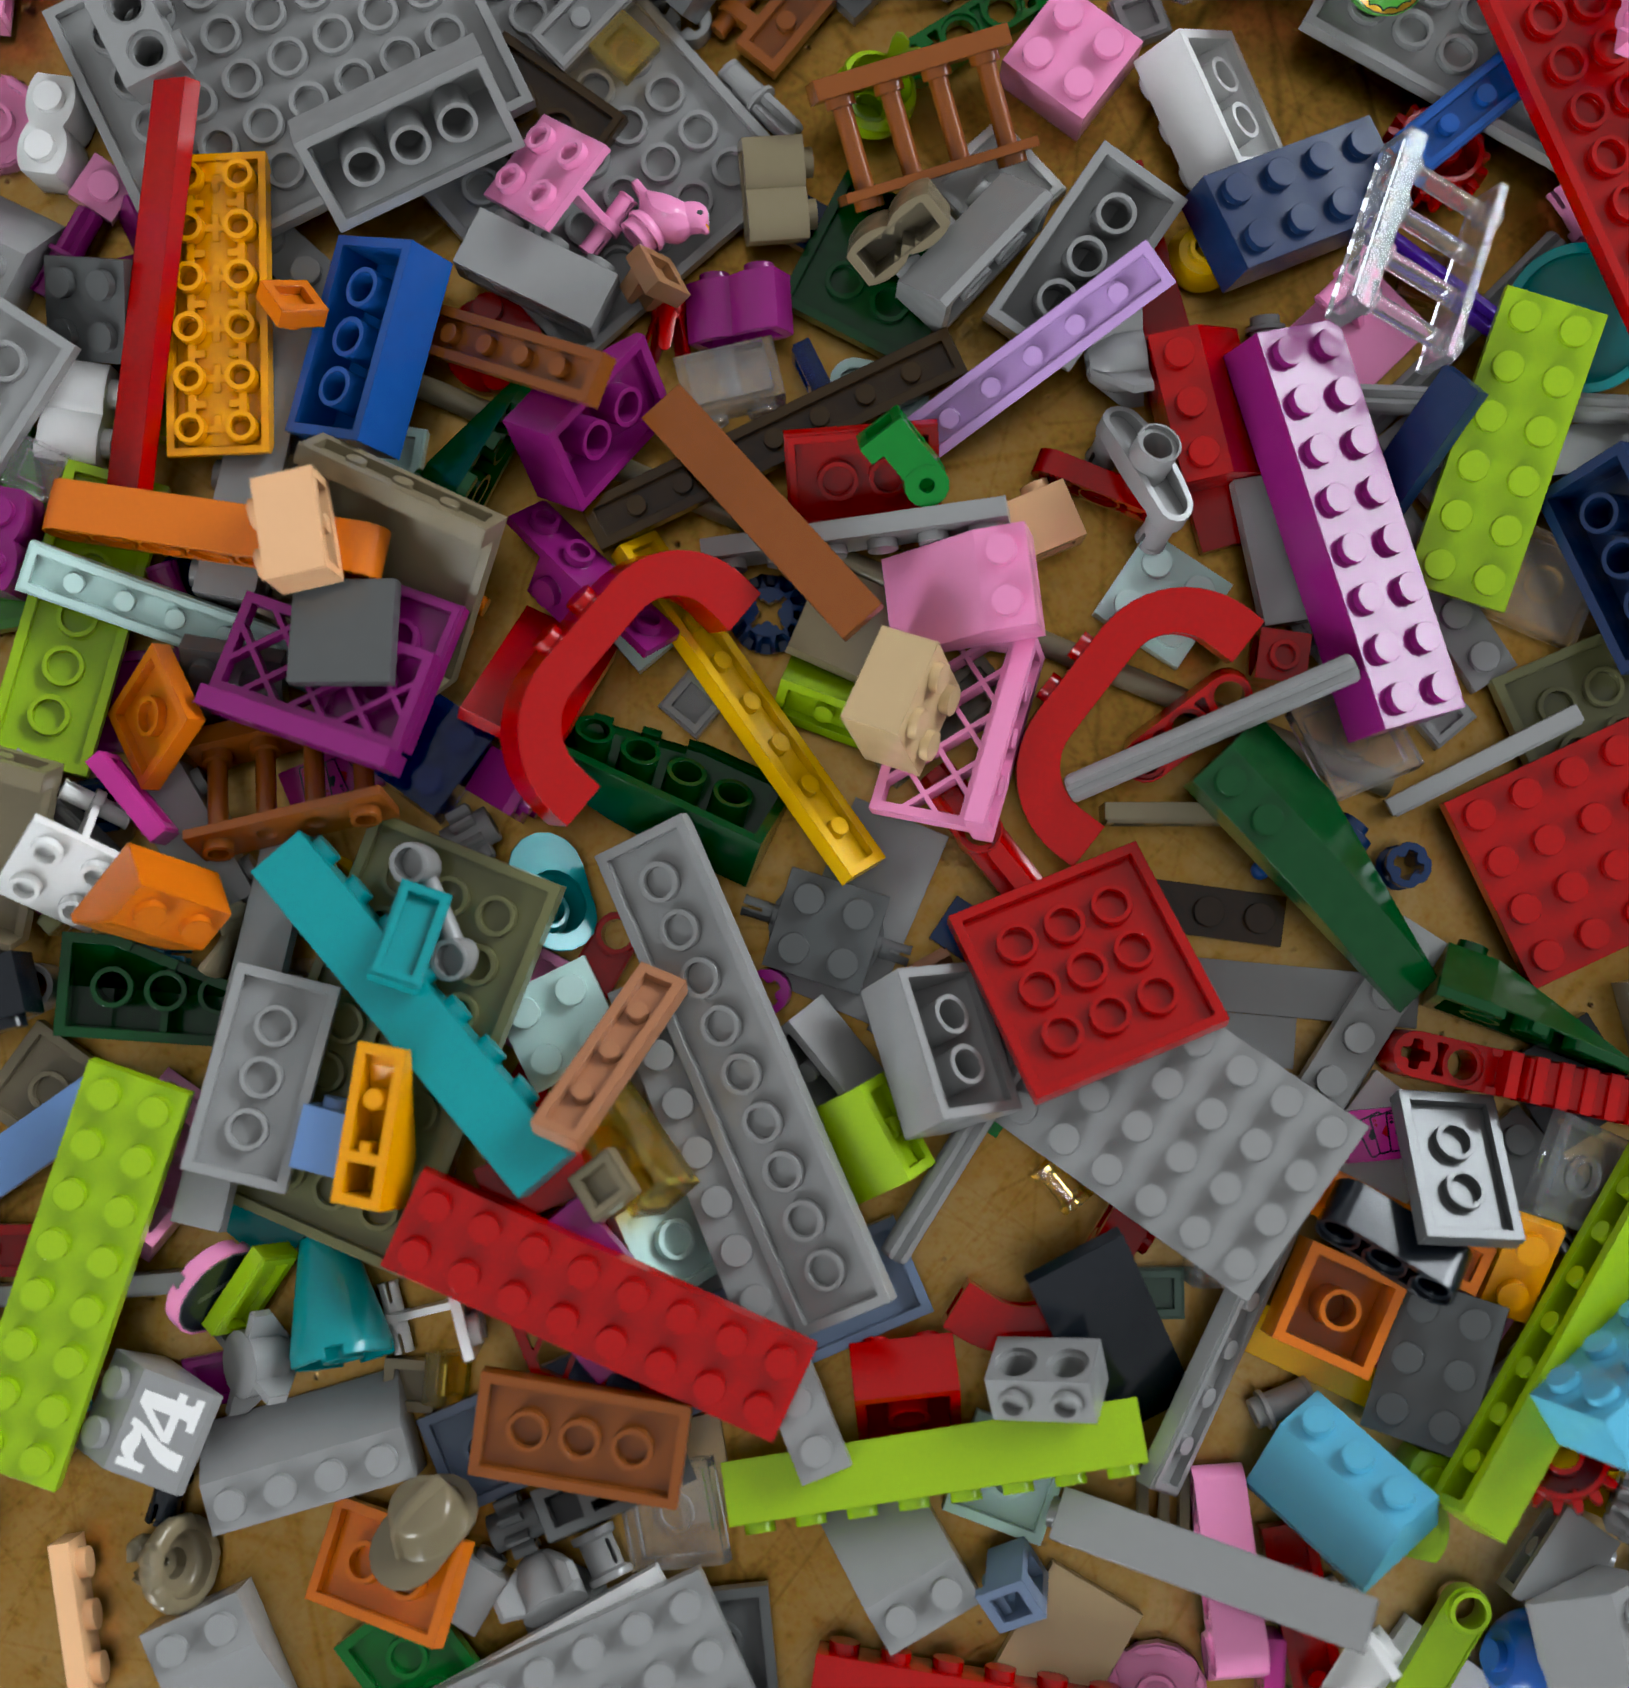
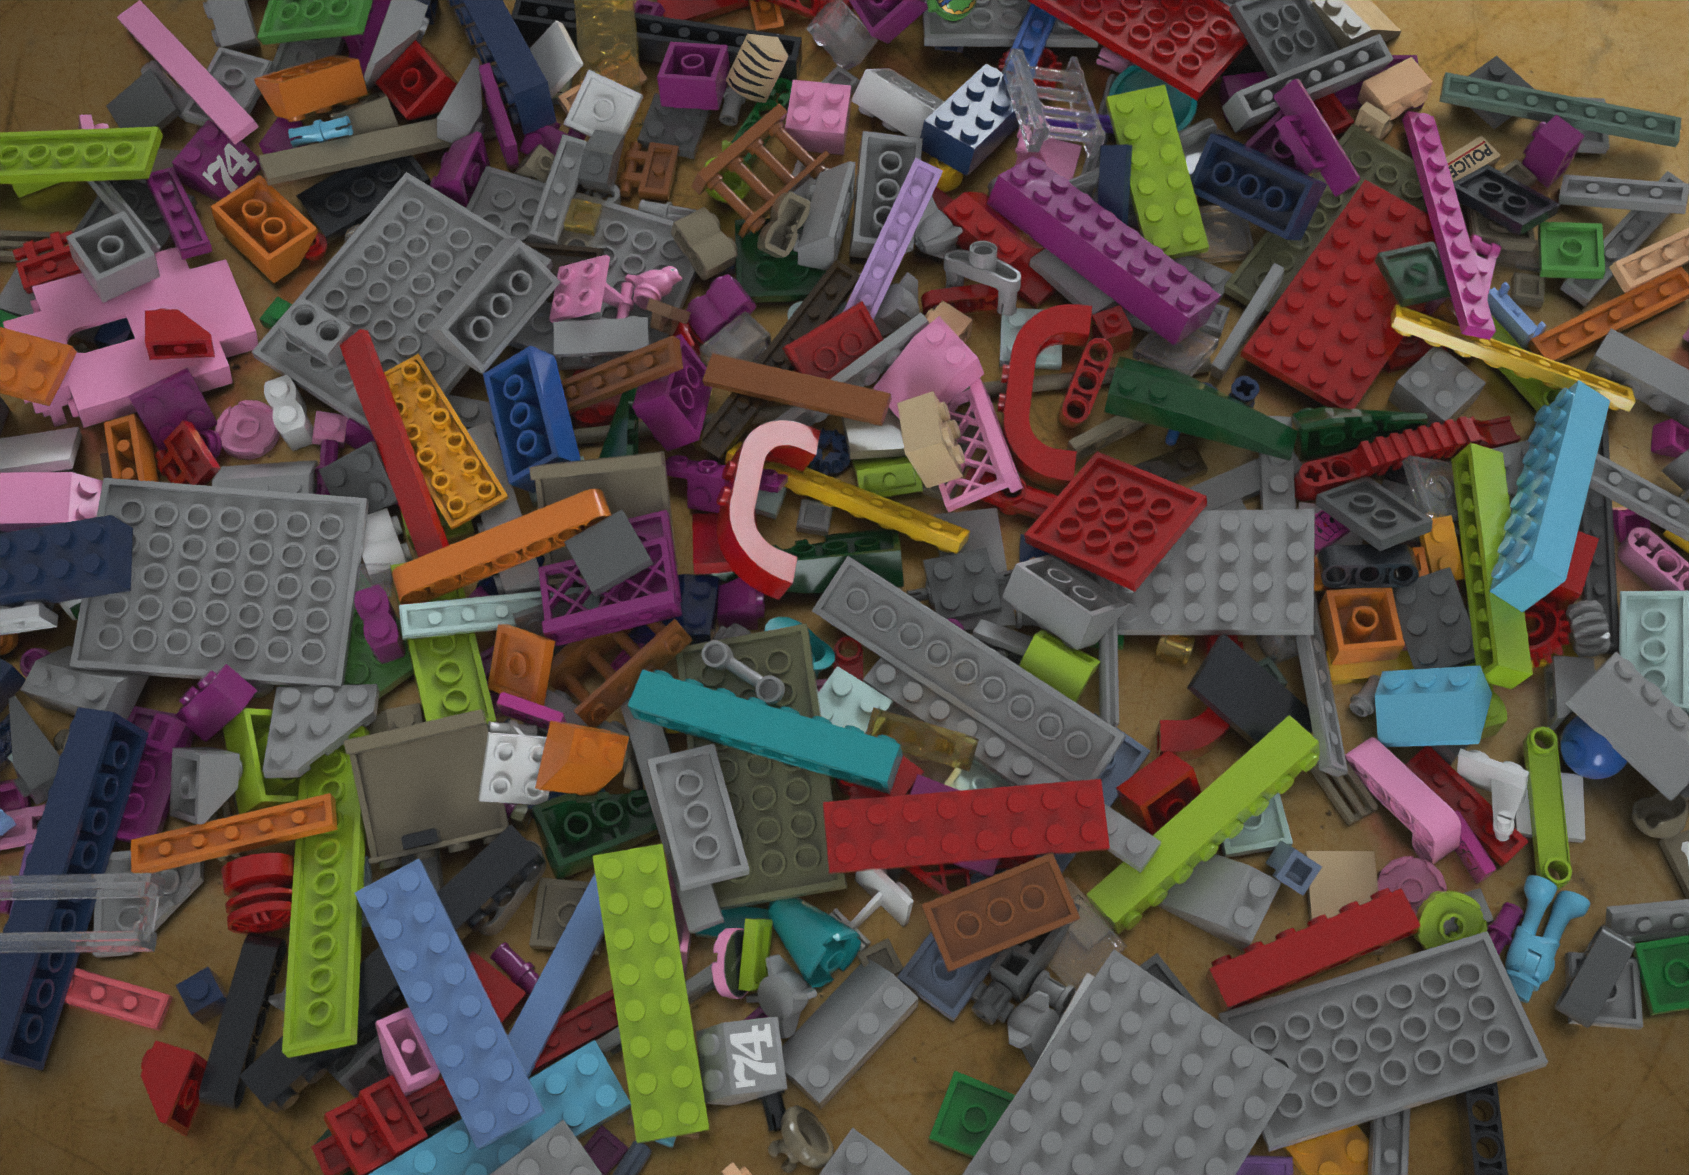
camera: 30 degrees left, 20 degrees down
(292, 303) = (479, 416): orange plate -> none
(294, 530) = (554, 508): light nougat brick -> none
(319, 1136) = (756, 827): medium blue brick -> none
(347, 1585) = (935, 1066): orange plate -> none
(377, 1131) = (783, 797): light orange slope -> none
(409, 937) = (740, 686): teal tile -> none
(422, 1529) = (940, 1023): dark tan piece -> none
(445, 1378) = (899, 942): clear yellow tile -> none
(481, 1588) = (989, 1054): light grey brick -> none
(604, 1185) = (929, 758): dark tan tile -> none
(609, 1057) = (889, 689): nougat plate -> none
(809, 365) = (772, 318): clear blue tile -> none
(909, 455) = (862, 322): green leg -> none
(997, 449) = (898, 305): none -> light grey piece
(1047, 1379) = (1235, 735): light grey brick -> none
(1212, 727) = (1099, 370): light grey axle -> none
(1213, 1569) = (1392, 782): light grey brick -> none

